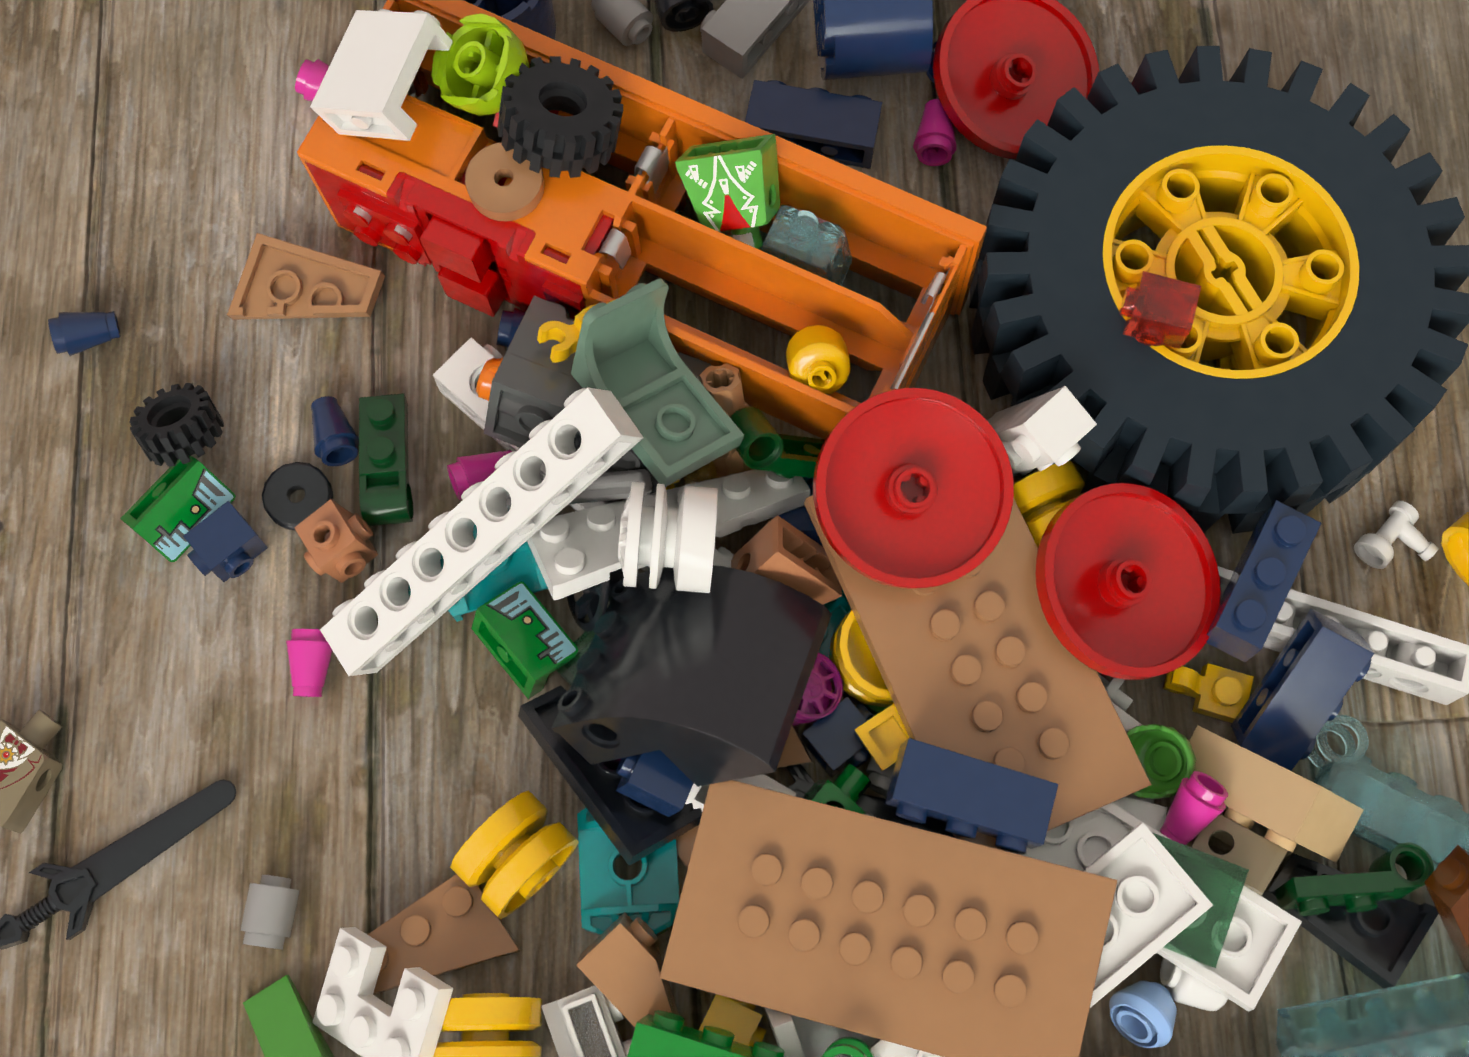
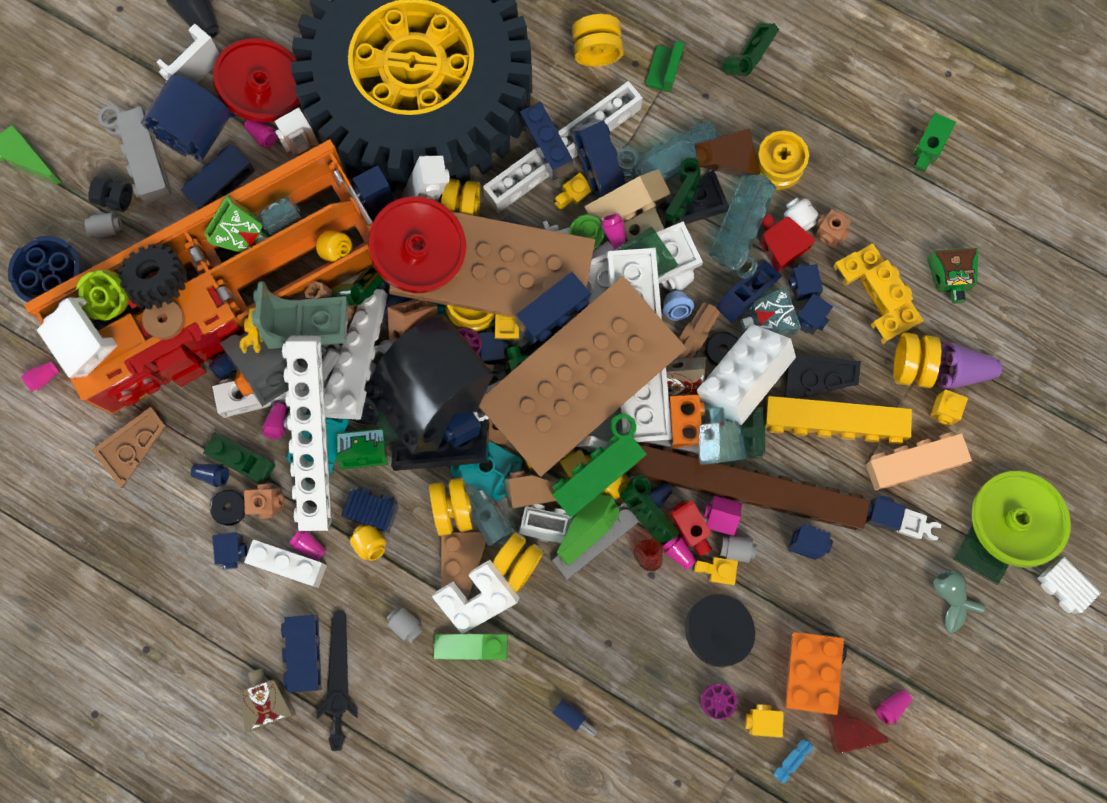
camera: 55 degrees left, 5 degrees up
(82, 330) = (80, 556): dark blue cone -> none
(120, 775) = (301, 653): none -> dark blue brick
(176, 424) = (149, 536): black tyre -> none
(176, 505) = (196, 561): green panel -> none
(254, 647) = (285, 563): none -> white brick
(372, 756) = (368, 542): none -> yellow head
(430, 722) = (369, 509): none -> dark blue brick
(536, 942) = (499, 526): none -> clear light blue torso
(669, 537) = (372, 349): white wheel -> none
(959, 358) = (373, 191): none -> dark blue brick
(970, 178) = (295, 132): none -> white window
(1127, 581) = (510, 190): red dish -> none
(1159, 310) = (413, 98): clear red brick -> none
(1377, 548) = (563, 89): white piece -> none

